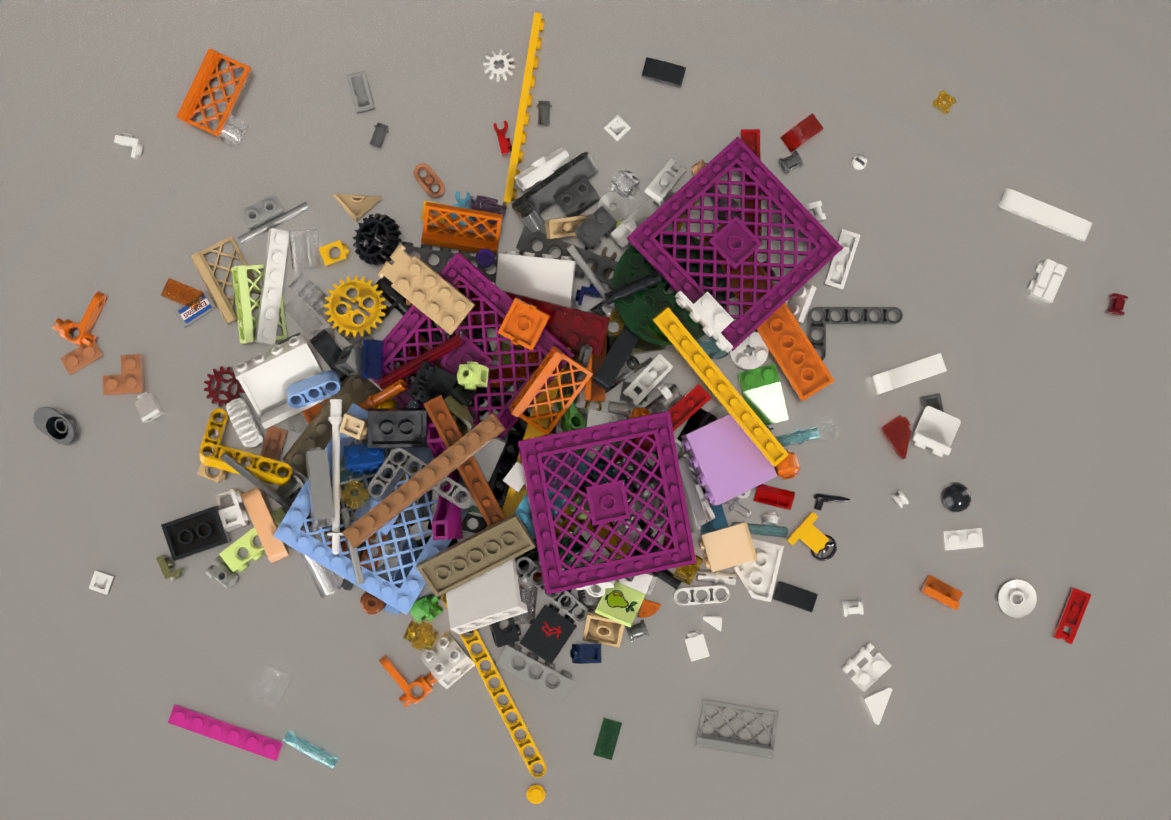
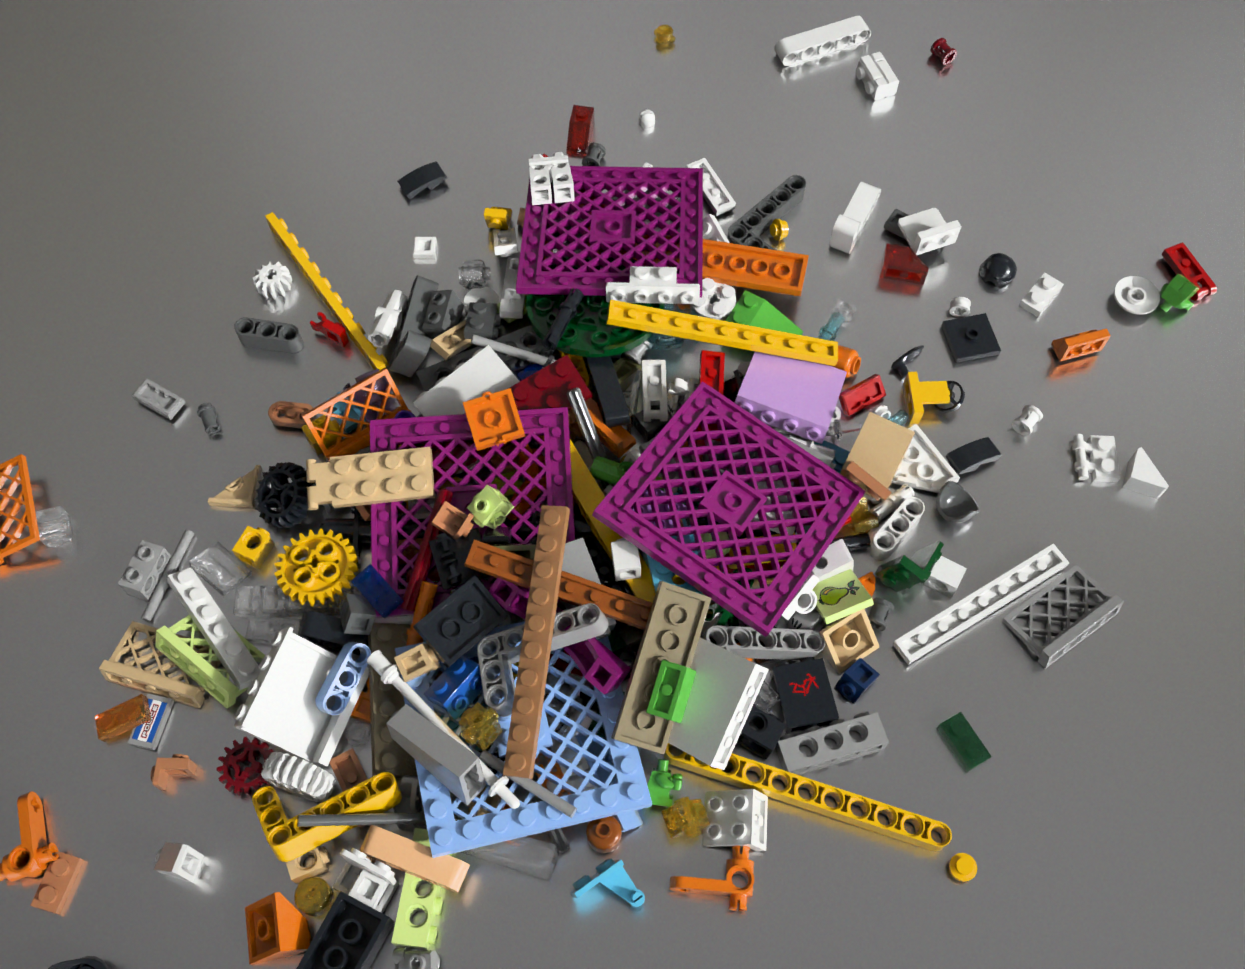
camera: 40 degrees left, 25 degrees down
(131, 377) = (131, 857): nougat brick -> none
(168, 490) = (275, 929): none -> orange slope
(190, 350) = (177, 765): none -> nougat bracket
(208, 493) = (314, 896): none -> clear yellow head
(354, 624) = (614, 877): none -> medium azure plate
(445, 364) = (452, 521): none -> nougat bracket
(458, 99) = (259, 331): none -> dark grey beam
(467, 573) = (671, 691): none -> bright green panel
(535, 385) = (557, 453): orange fence -> none
(544, 112) = (344, 279): dark grey pin -> none
(682, 153) = (498, 217): none -> yellow bracket
(682, 629) = (905, 573): none -> dark green bracket
(700, 680) = (980, 604): none -> white plate
(704, 558) = (859, 475): none -> nougat plate
(715, 621) = (933, 536): white slope -> none
(737, 161) = (549, 171): none -> white hips
(751, 615) = (956, 503): none -> dark grey helmet
(850, 335) = (779, 229): none -> yellow plate
(885, 523) = (971, 337): none -> black plate
(1042, 623) = (1178, 293): none -> bright green piece

